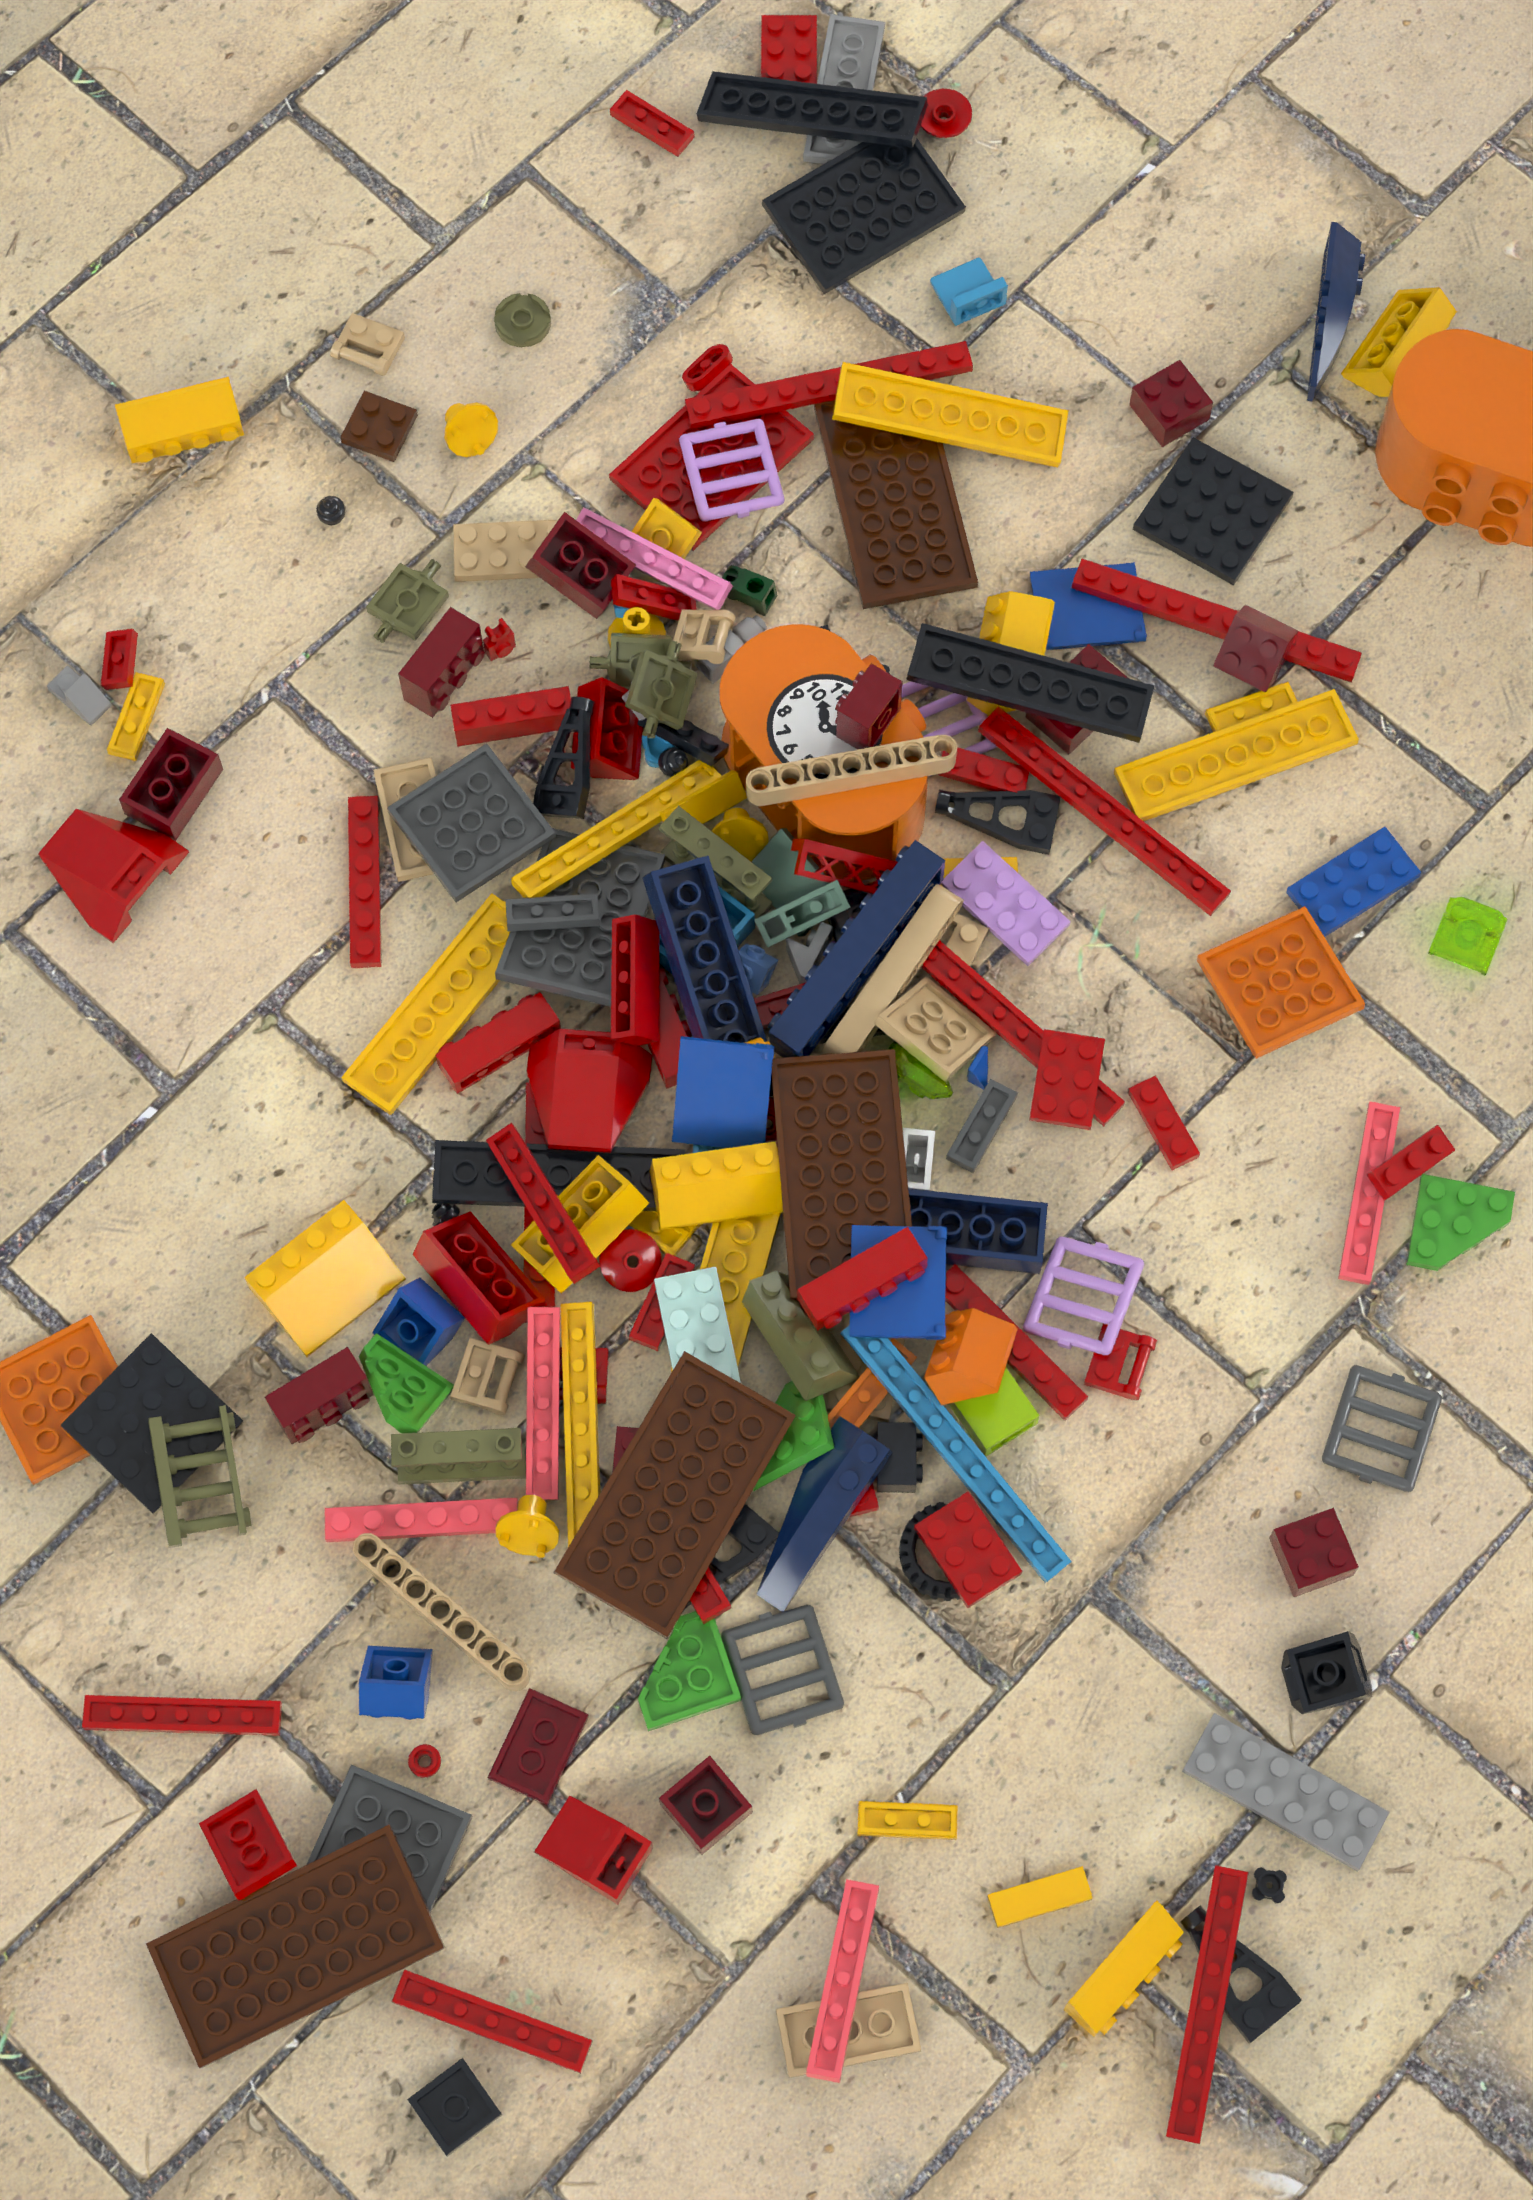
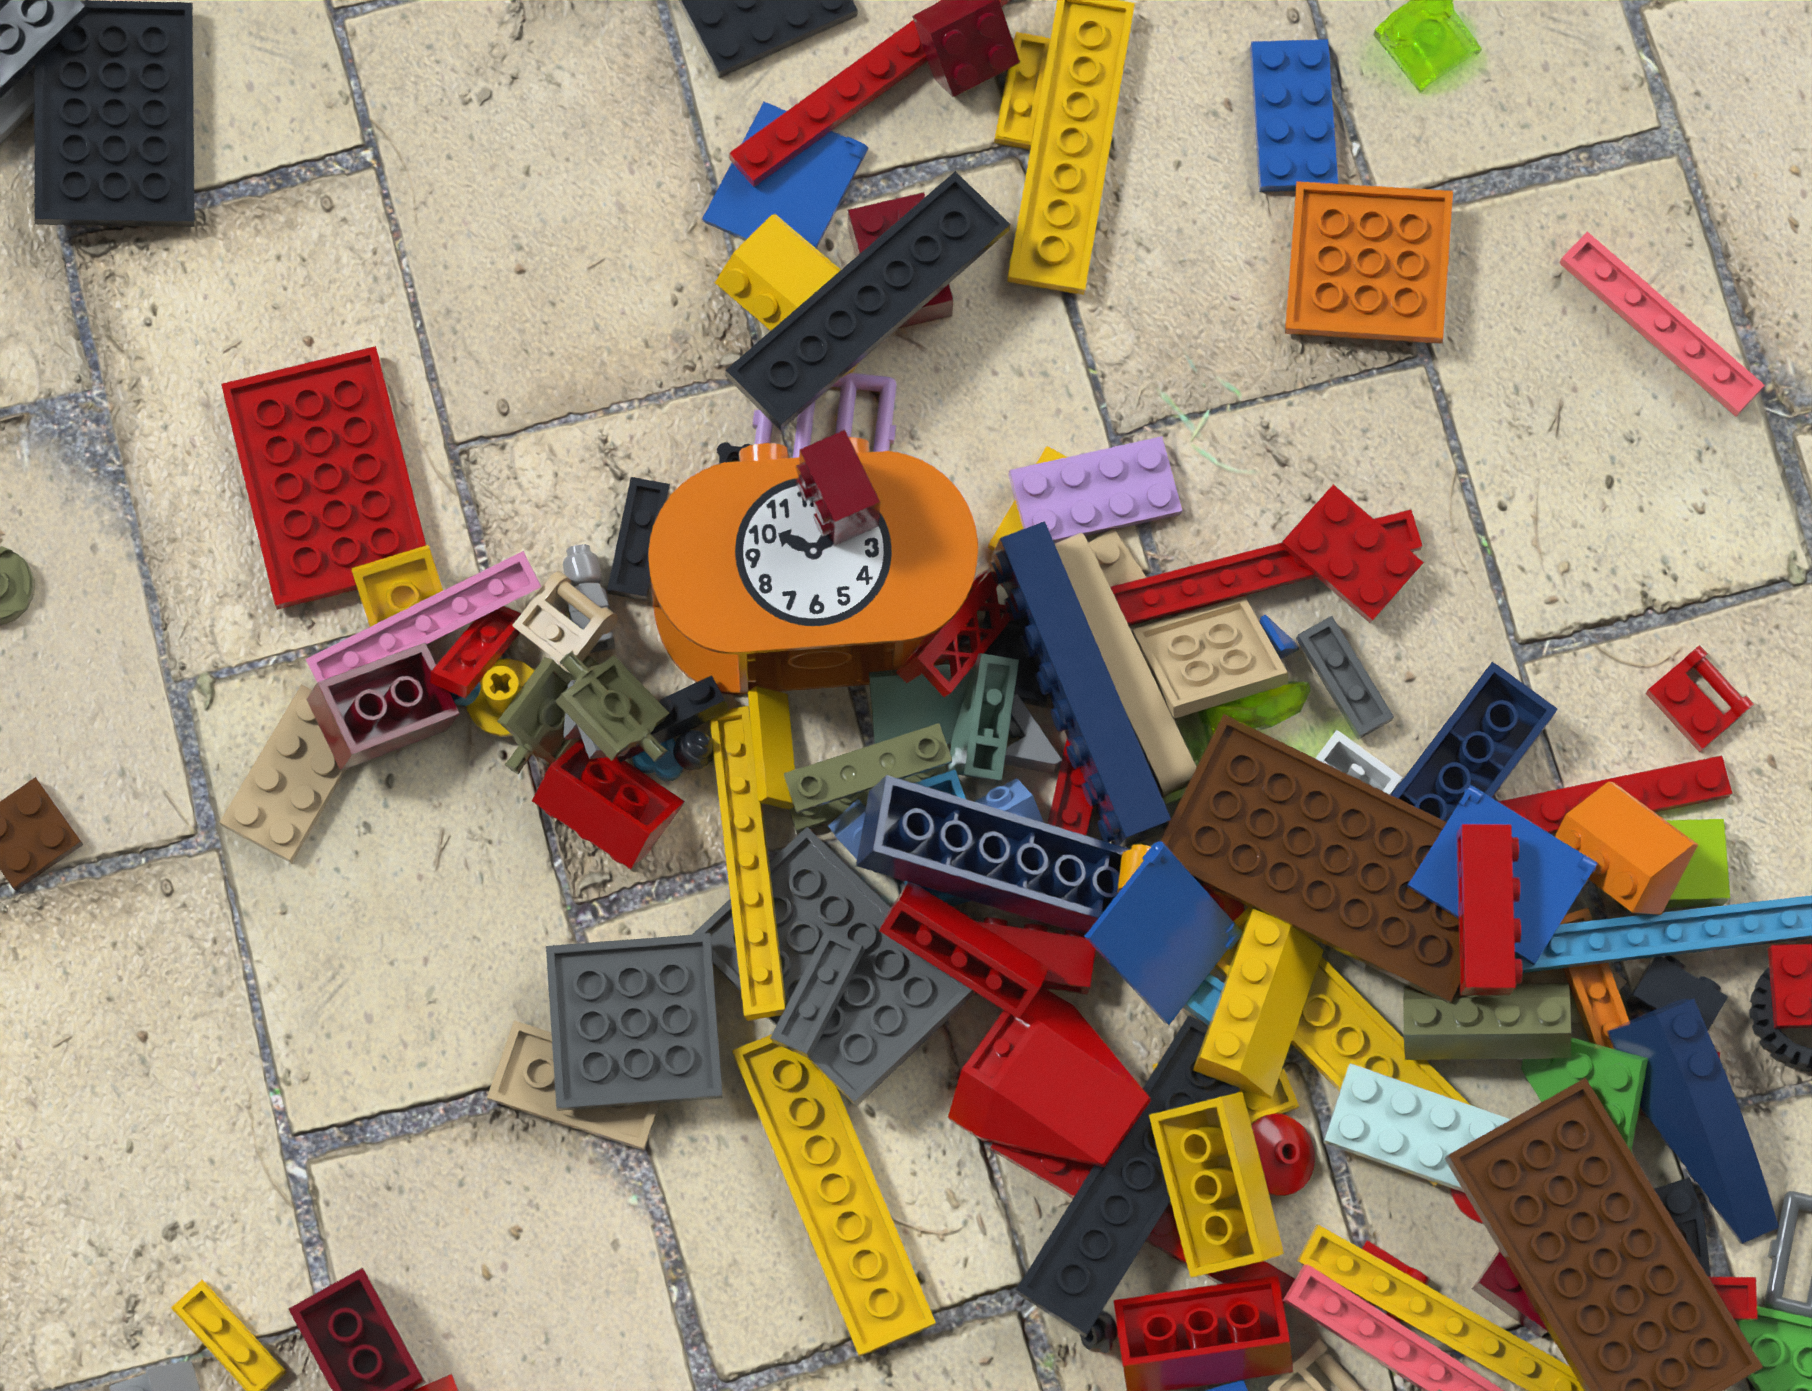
camera: 65 degrees left, 5 degrees up
(119, 659) = (142, 1317): red plate -> none
(331, 510) = (104, 954): black plate -> none
(364, 882) = (619, 1189): red plate -> none
(407, 601) = (287, 933): olive plate -> none
(442, 662) = (406, 936): dark red brick -> none
(470, 428) = (108, 729): yellow piece -> none
(497, 1042) = (923, 1150): red brick -> none
(499, 641) = (415, 857): red plate -> none
(510, 716) = (520, 897): red brick -> none
(543, 1203) = (1182, 1210): red plate -> none
(560, 799) = (667, 904): black plate -> none
(649, 1327) = (1365, 1177): red plate -> none
(700, 489) = (362, 414): lavender bar -> none
(707, 367) = (206, 415): red plate -> none
(742, 832) = (838, 729): yellow piece -> none
(751, 588) = (527, 533): dark green leg -> none
(819, 386) = (326, 293): red plate -> none
(861, 759) = (894, 534): tan beam -> none
(896, 512) = (509, 304): reddish brown plate -> none
(950, 414) = (457, 183): yellow plate -> none
(969, 291) = (301, 66): dark azure bracket -> none
(986, 772) = (923, 415): red plate -> none
(1039, 822) = (1014, 395): black plate -> none
(1104, 811) = (1051, 319): red plate -> none
(1113, 1320) = (1631, 644): lavender bar -> none
(1163, 1122) = (1453, 484): red plate -> none
(1410, 1162) = (1656, 260): red plate -> none
(1454, 1219) = (1739, 258): bright green plate -> none

